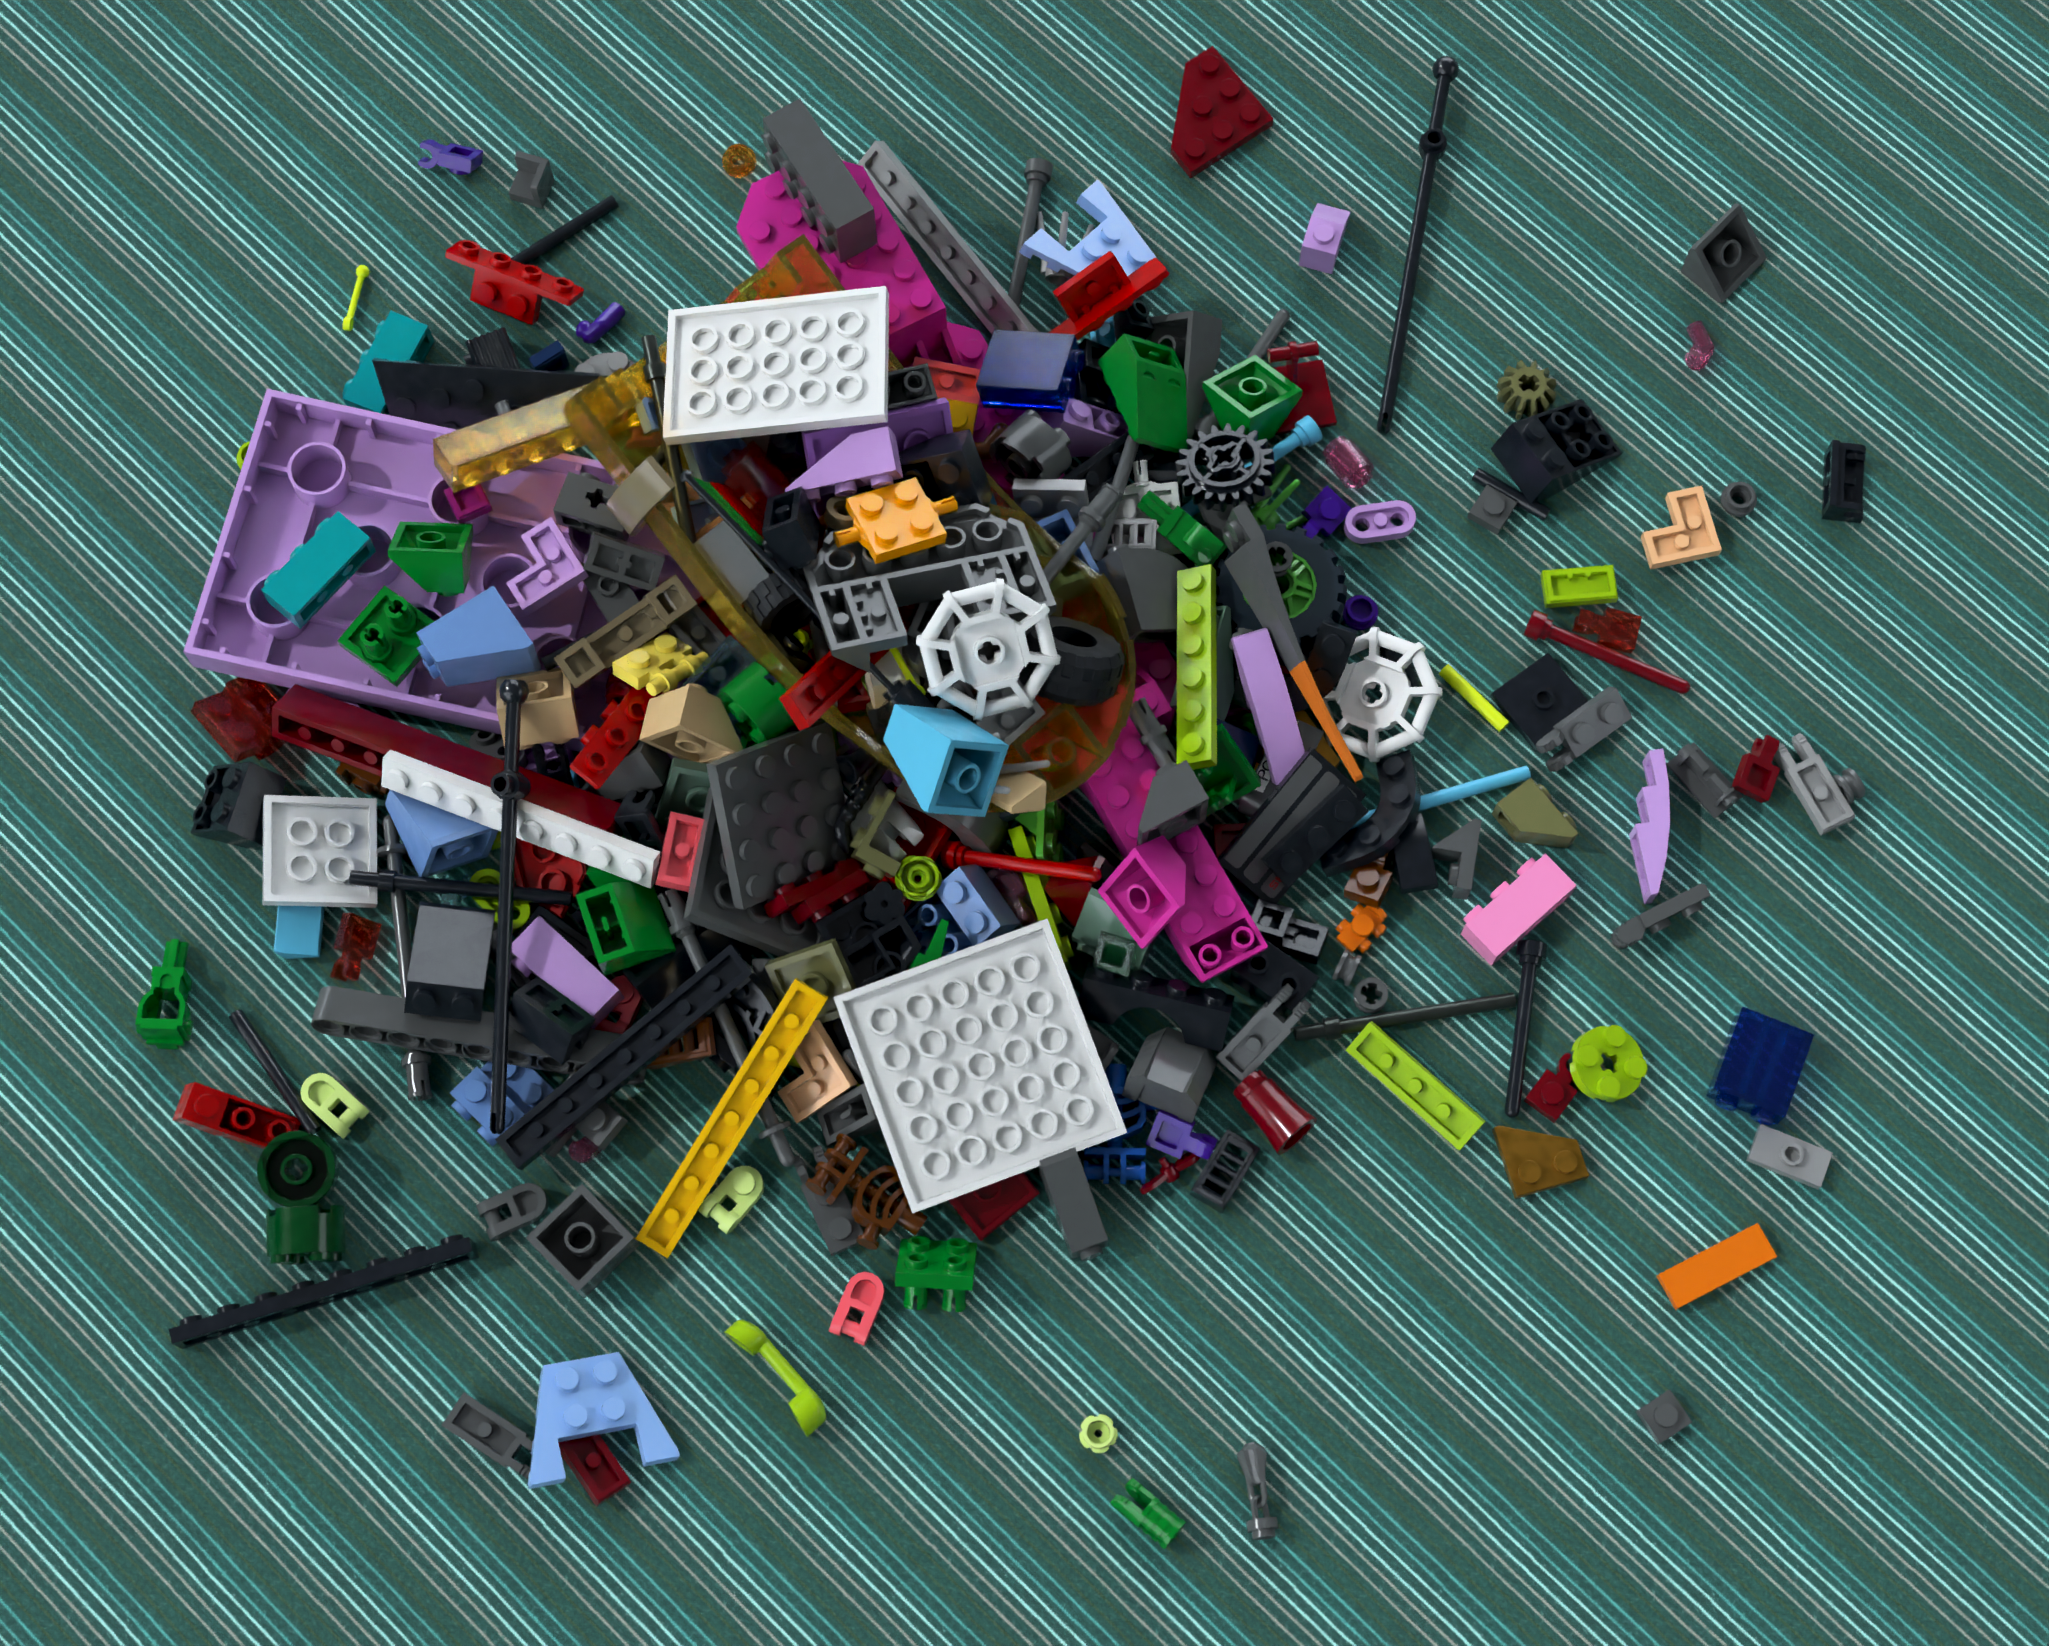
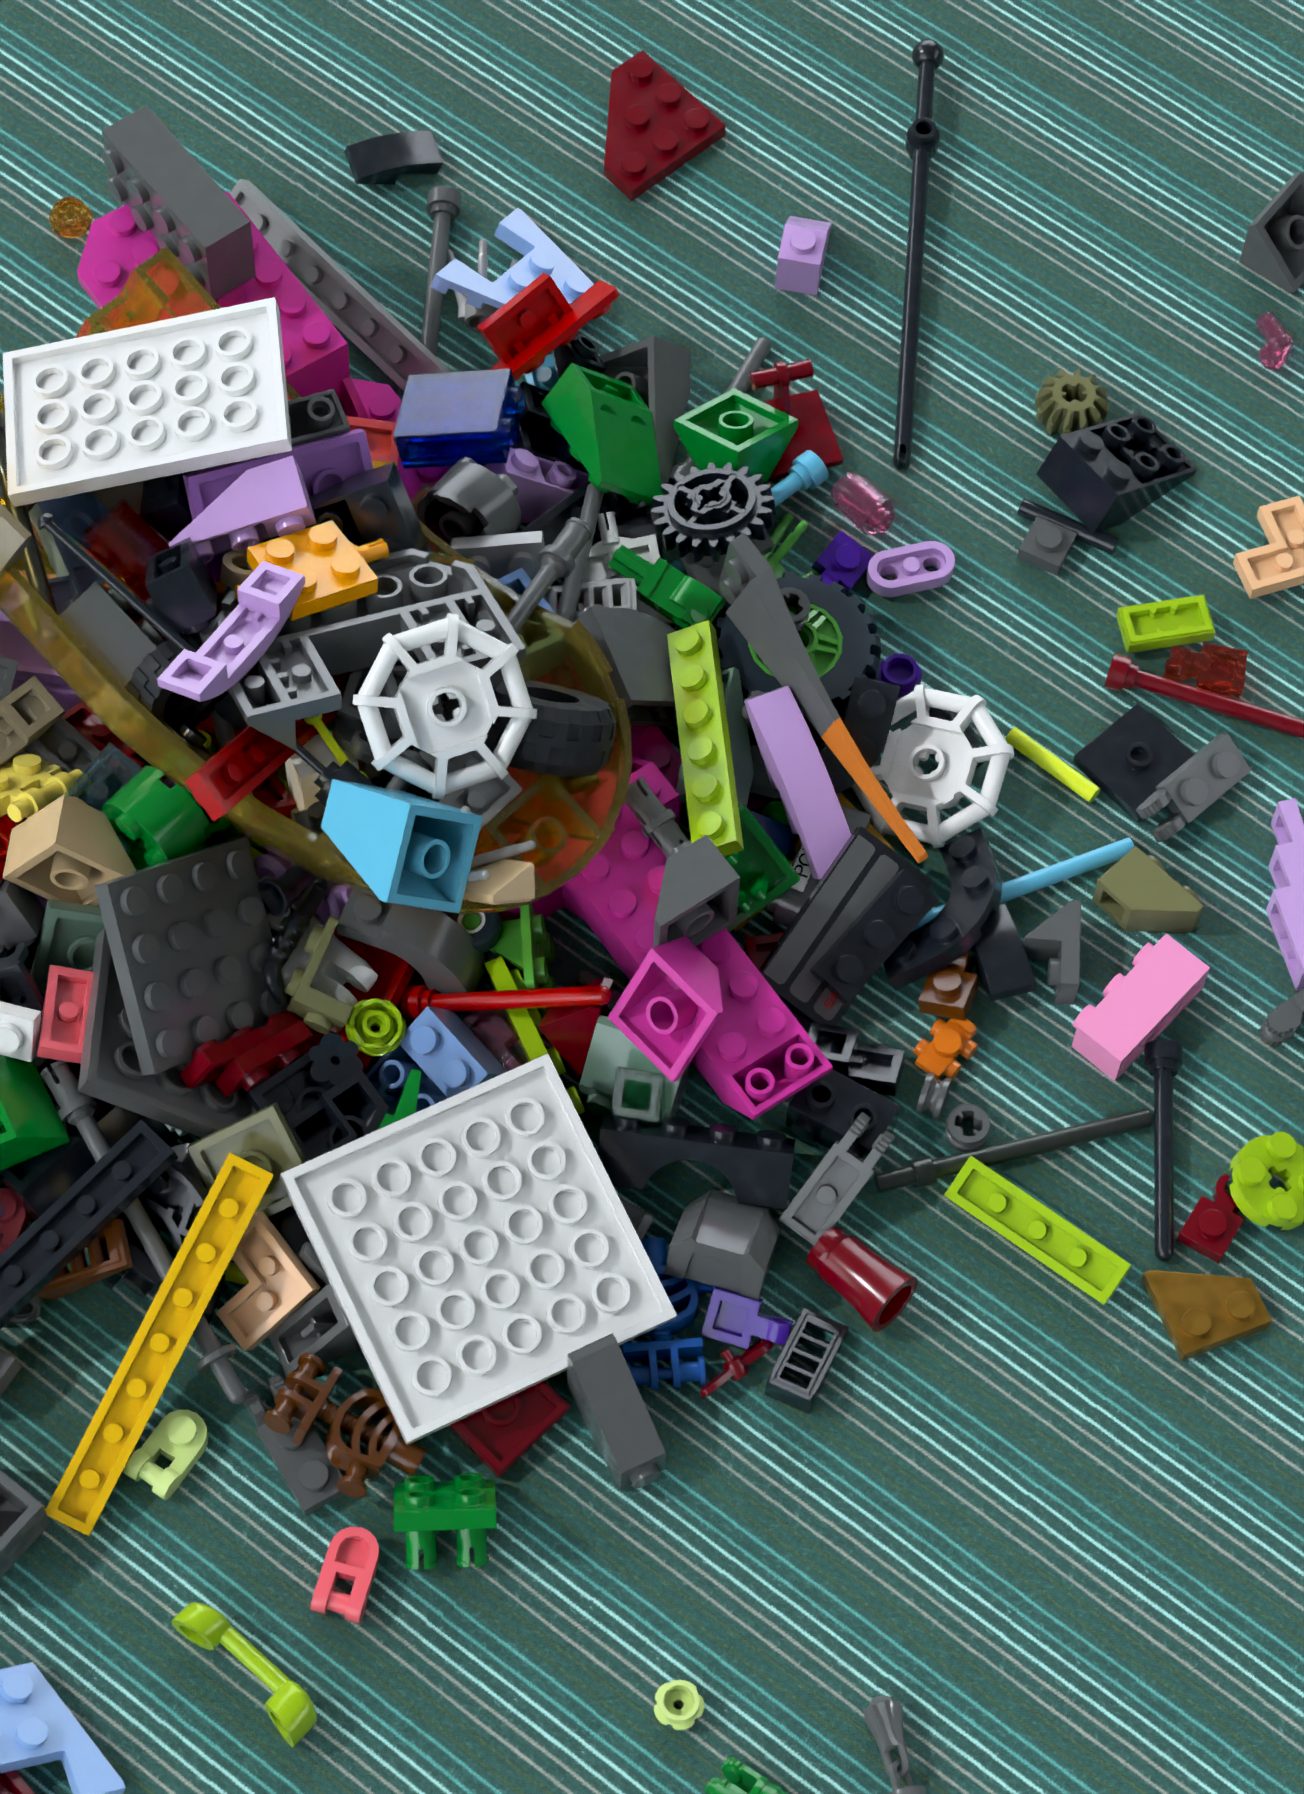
camera: 10 degrees left, 10 degrees down
(831, 582) = (241, 639): none -> lavender slope
(999, 125) = (387, 156): none -> black slope

